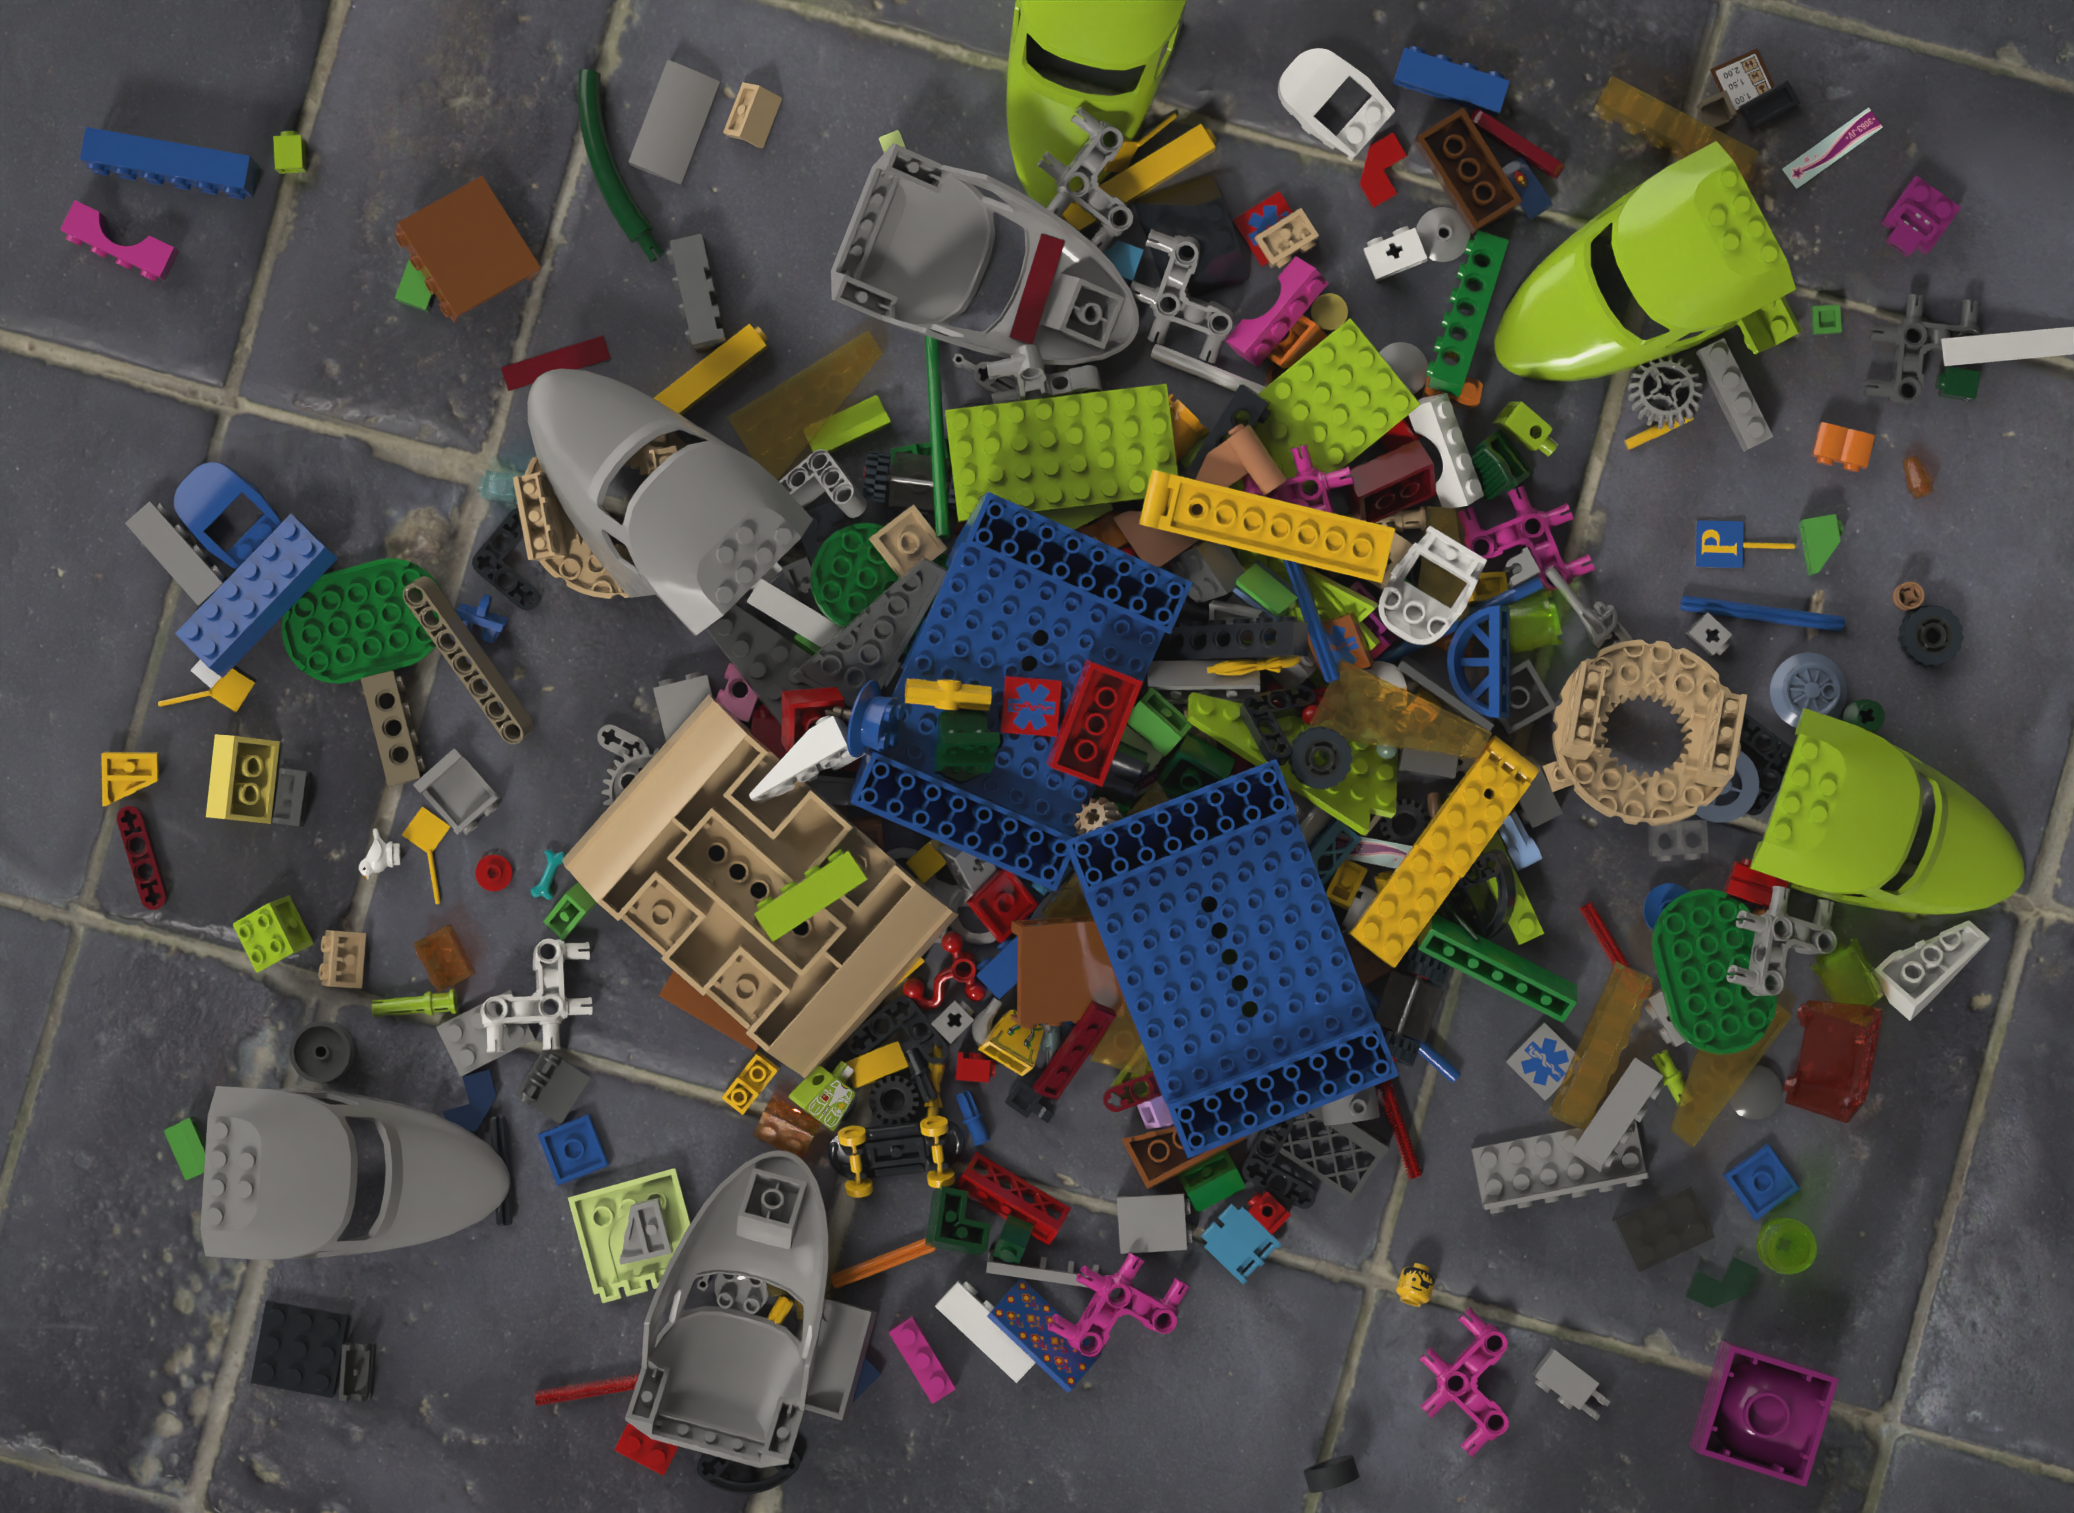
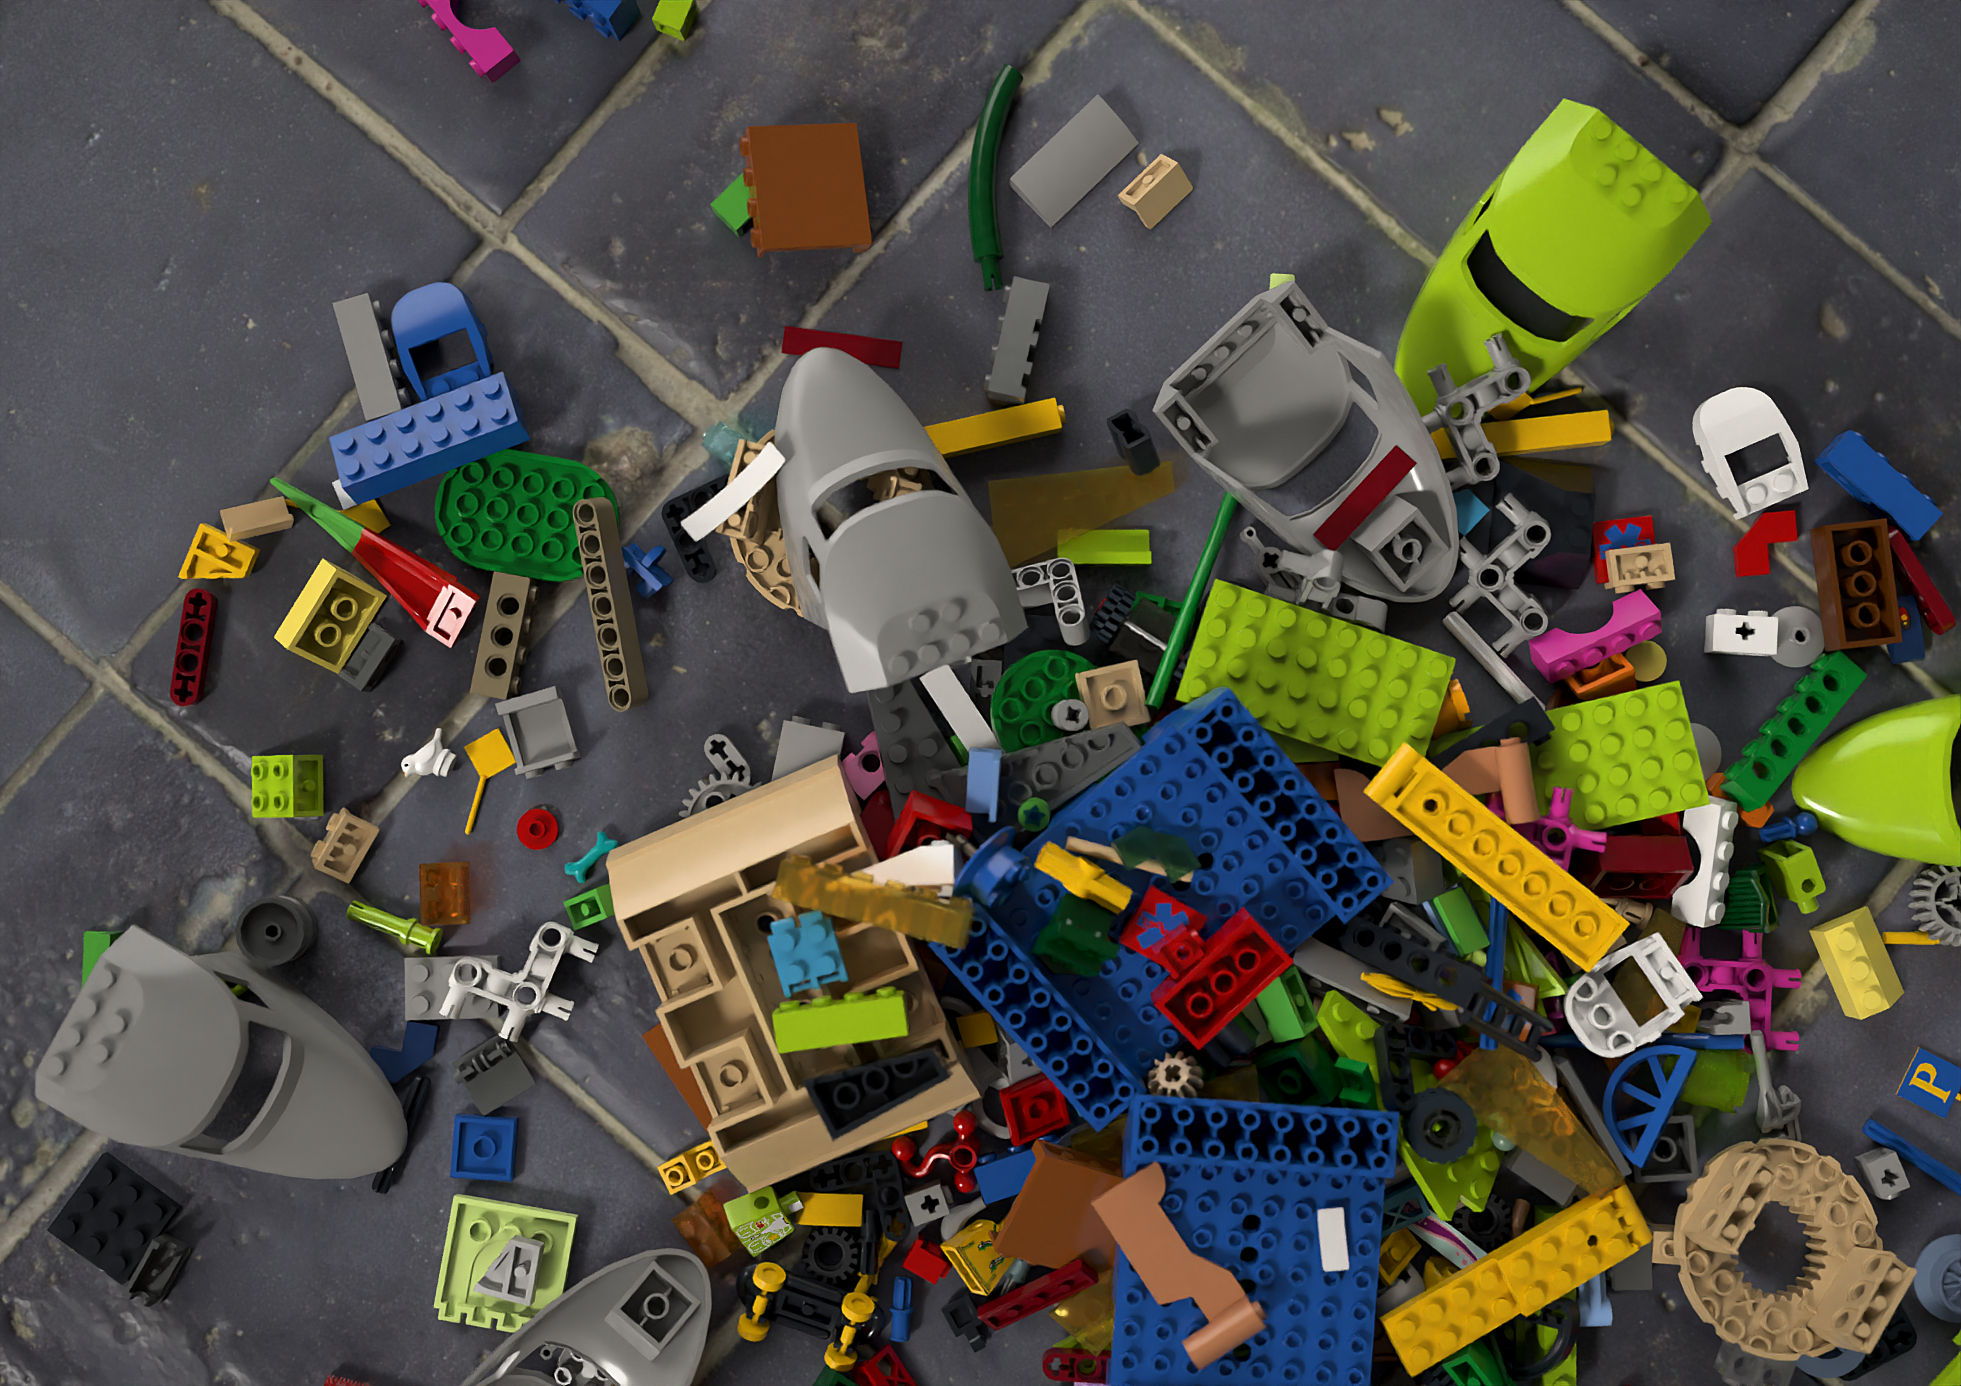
camera: 30 degrees right, 0 degrees up
(145, 728) = (256, 519): none -> tan panel
(309, 721) = (423, 589): none -> red plate
(530, 522) = (735, 493): none -> white sticker
(758, 855) = (806, 952): none -> dark azure plate
(792, 788) = (874, 902): none -> clear yellow brick
(829, 330) = (1133, 442): none -> black brick
(835, 657) = (984, 781): none -> medium blue panel
(858, 938) = (869, 1090): none -> black wedge
(876, 578) = (1063, 715): none -> light grey wheel
(888, 665) = (1034, 814): none -> bright green tile
(977, 663) = (1109, 854): none -> tan bar
(1006, 641) = (1170, 851): none -> clear green tile
(1040, 720) = (1167, 949): none -> red brick
(1164, 968) = (1173, 1270): none -> nougat door
(1240, 753) = (1358, 1085): none -> green slope
(1277, 885) = (1333, 1239): none -> white sticker
(1323, 661) = (1493, 1028): none -> black bar
(1517, 384) = (1802, 824): none -> blue axle
(1613, 474) = (1857, 964): none -> light yellow slope

